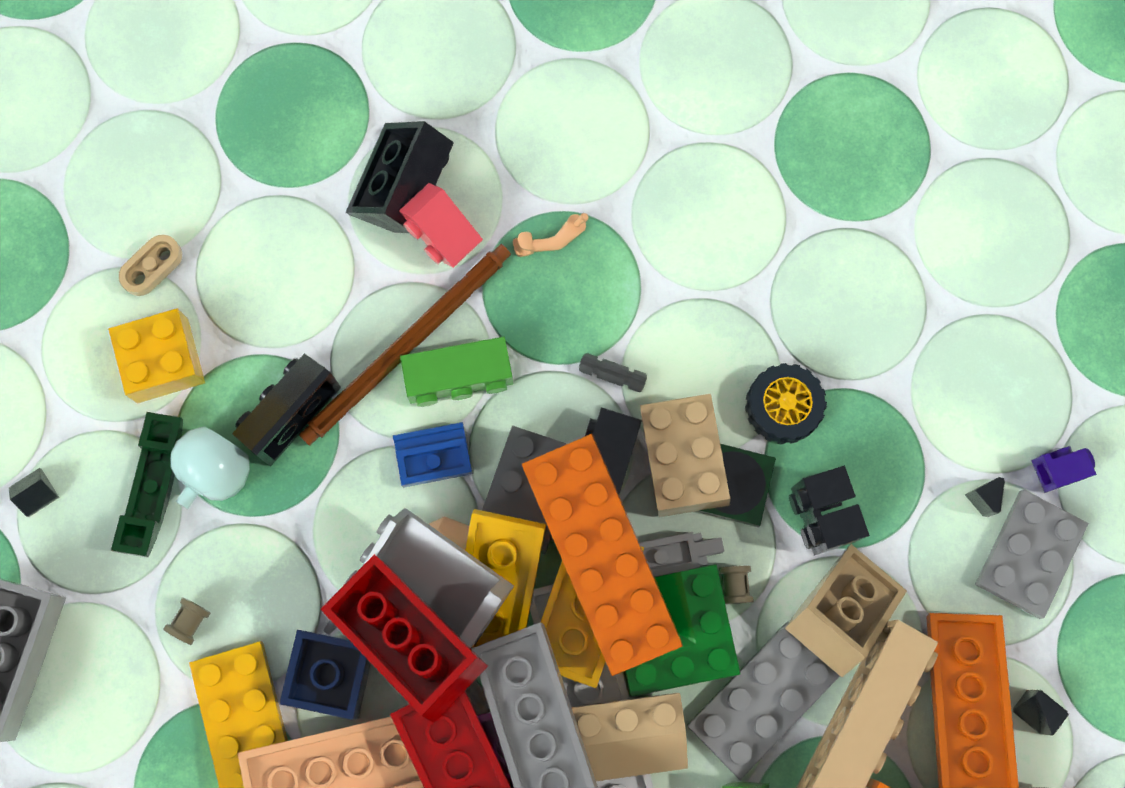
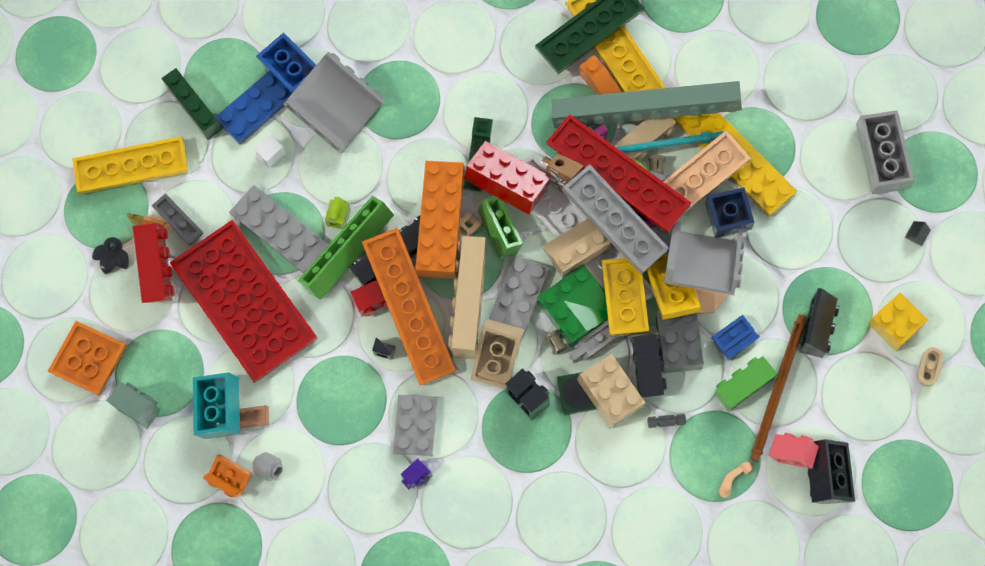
camera: 165 degrees right, 5 degrees down
(150, 488) = (862, 259): dark green slope -> none
(186, 621) = (808, 207): dark tan bush -> none
(208, 466) = (840, 279): light aqua piece -> none
(404, 639) = (702, 234): red brick -> none
(602, 554) = (630, 315): orange brick -> none
(785, 403) = (571, 444): black wheel -> none
(988, 497) = (450, 442): black slope -> none

